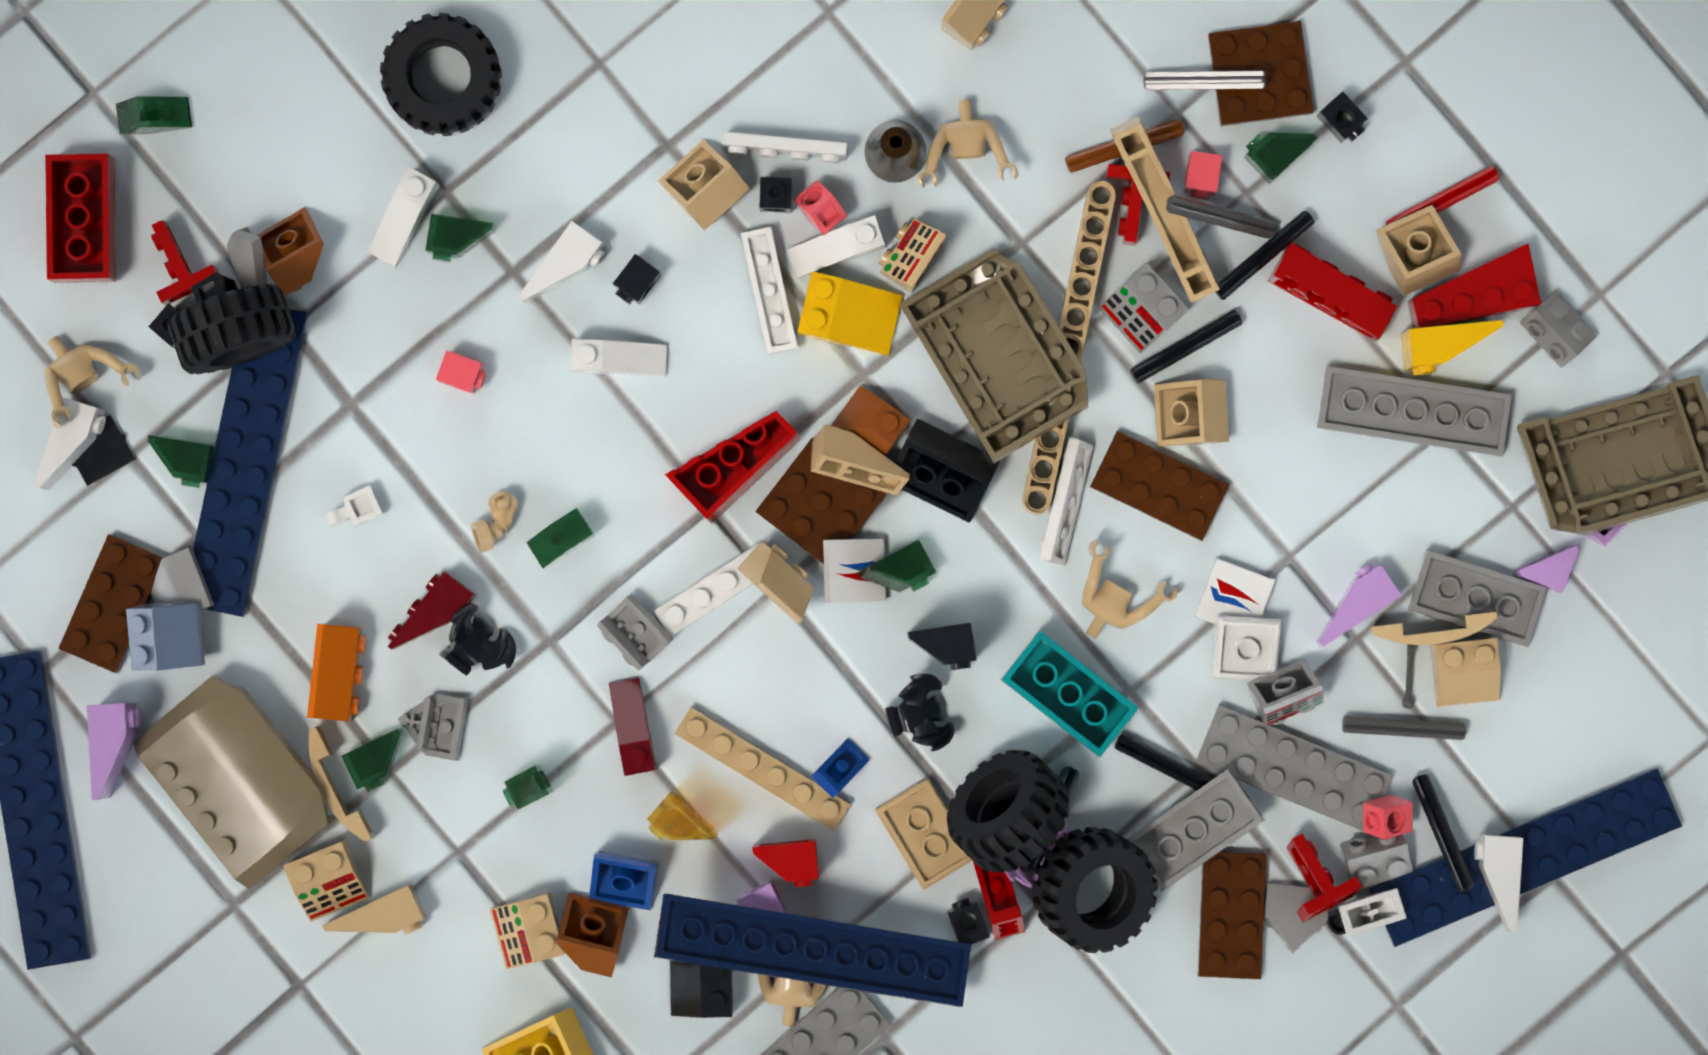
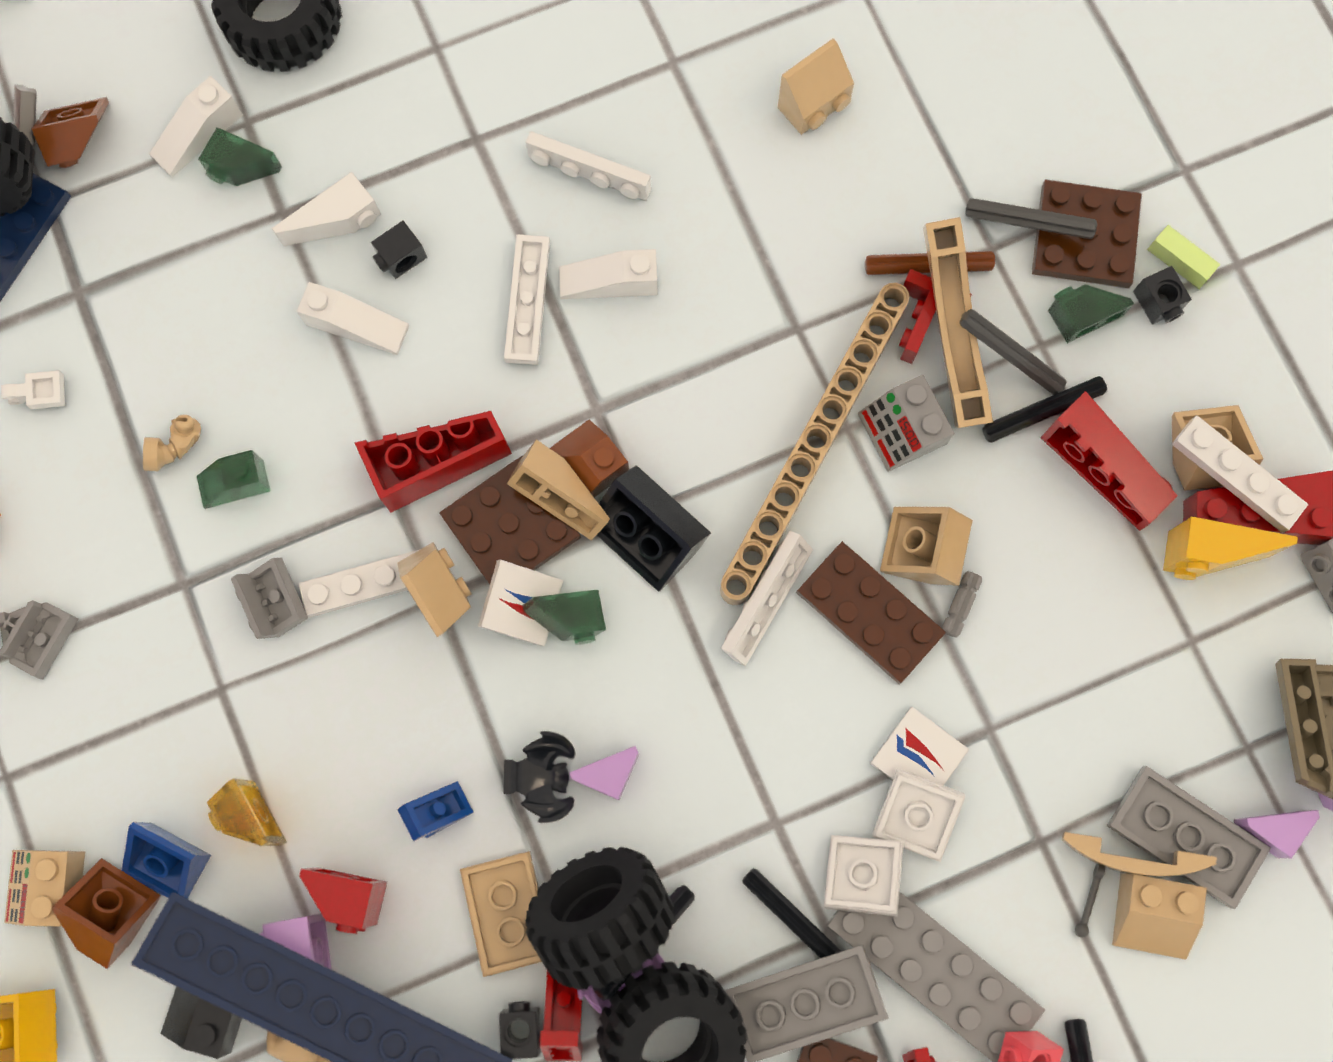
camera: 20 degrees right, 10 degrees down
(433, 612) = (80, 513): dark red slope -> none
(461, 372) = (192, 288): coral brick -> none
(471, 642) = (99, 558): black animal -> none
(527, 787) = (98, 728): clear green slope -> none
(632, 727) = (231, 701): dark red slope -> none
(704, 184) = (498, 181): tan slope -> none
(762, 768) = (354, 786): tan plate -> none
(775, 194) = (564, 208): black brick -> none
(820, 207) = (604, 231): coral brick -> none
(849, 314) = (599, 343): yellow slope -> none
(892, 163) = (697, 200): dark brown cone -> none
(912, 255) = (684, 303): tan slope -> none
(947, 644) = (592, 706): black slope -> none
(966, 141) = (771, 215): tan piece -> none
(976, 694) = (608, 774): none -> lavender slope
(999, 352) = (742, 423): dark tan slope -> none
(1069, 693) = (710, 805): teal brick -> none
(1111, 601) = (785, 718): tan piece -> none
(1186, 346) = (938, 477): black axle -> none
(1202, 174) = (1005, 306): coral brick -> none
(1214, 712) = (864, 875): none -> white tile
(1236, 455) = (962, 604): none -> light grey axle
(1286, 693) = (951, 878): light grey slope -> none
(1354, 69) = (1183, 256): none -> yellowish green slope
(1361, 600) = (1057, 800): lavender slope -> none
(1402, 727) = (1071, 958): dark grey axle -> none
(1414, 411) = (1167, 614): light grey plate -> none
(1442, 276) = (1240, 474): none -> white plate
(1454, 193) = (1269, 402): red axle -> none

